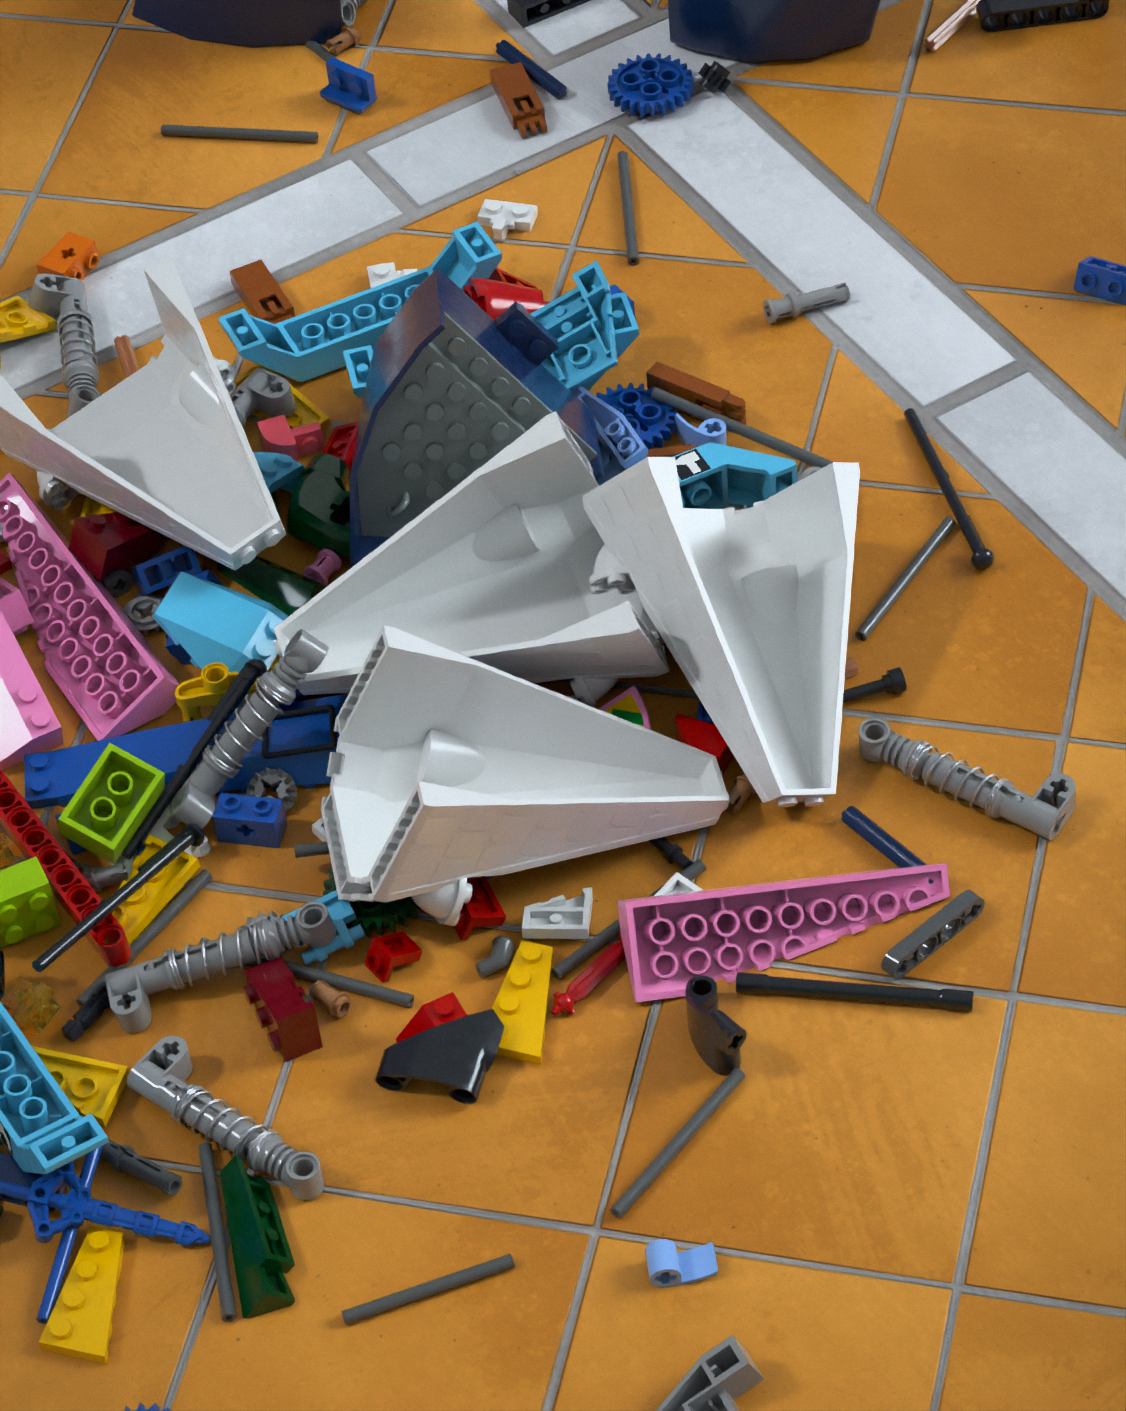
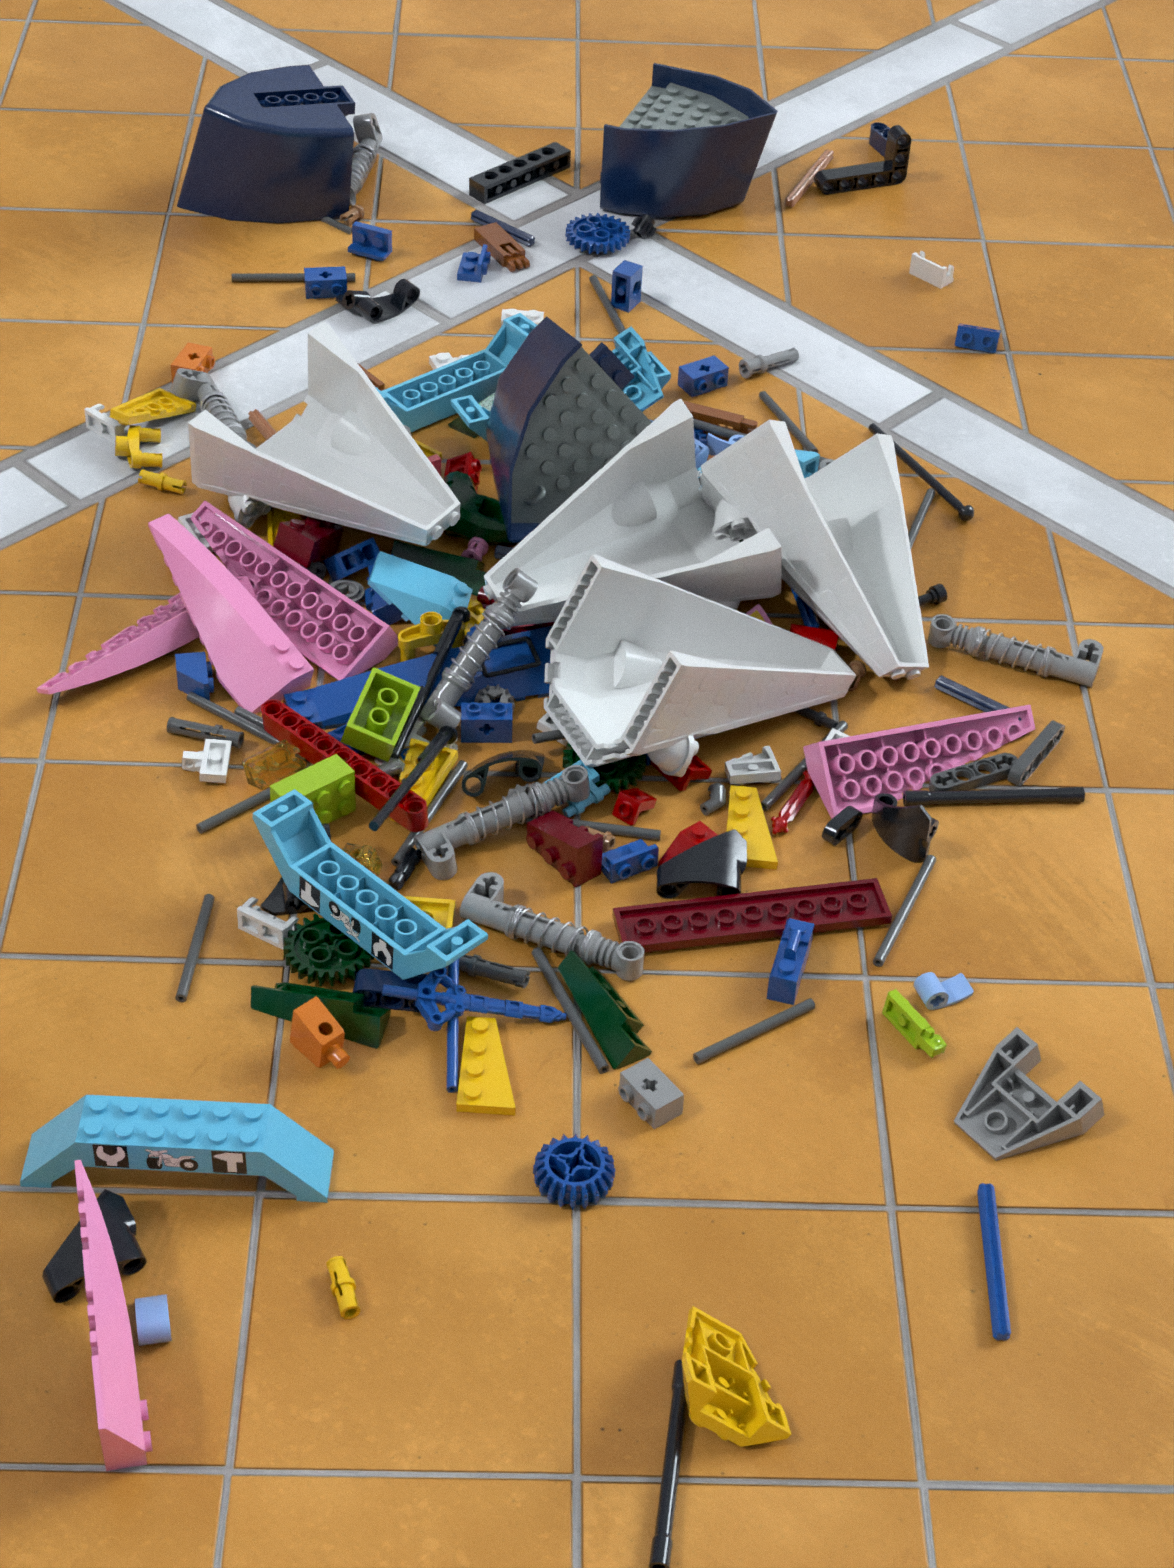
camera: 20 degrees left, 5 degrees down
(267, 1359) = (651, 1093): none -> light grey brick
(272, 880) = (528, 766): none -> black panel
(273, 145) = (325, 282): none -> blue brick
(334, 186) = (383, 307): none -> black panel
(357, 1033) = (629, 860): none -> blue bracket
(473, 127) = (474, 265): none -> blue bracket
(482, 1129) = (751, 915): none -> dark red plate
(501, 1201) = (790, 961): none -> blue piece
(621, 1309) = (912, 1024): none -> lime hinge
(640, 1013) = (842, 825): none -> black beam
(652, 175) = (626, 286): none -> blue brick
(708, 320) = (703, 376): none -> blue brick
(799, 400) = (779, 413): none -> dark grey piece
(838, 951) = (997, 765): none -> dark grey beam
(1081, 168) = (930, 271): none -> white hinge

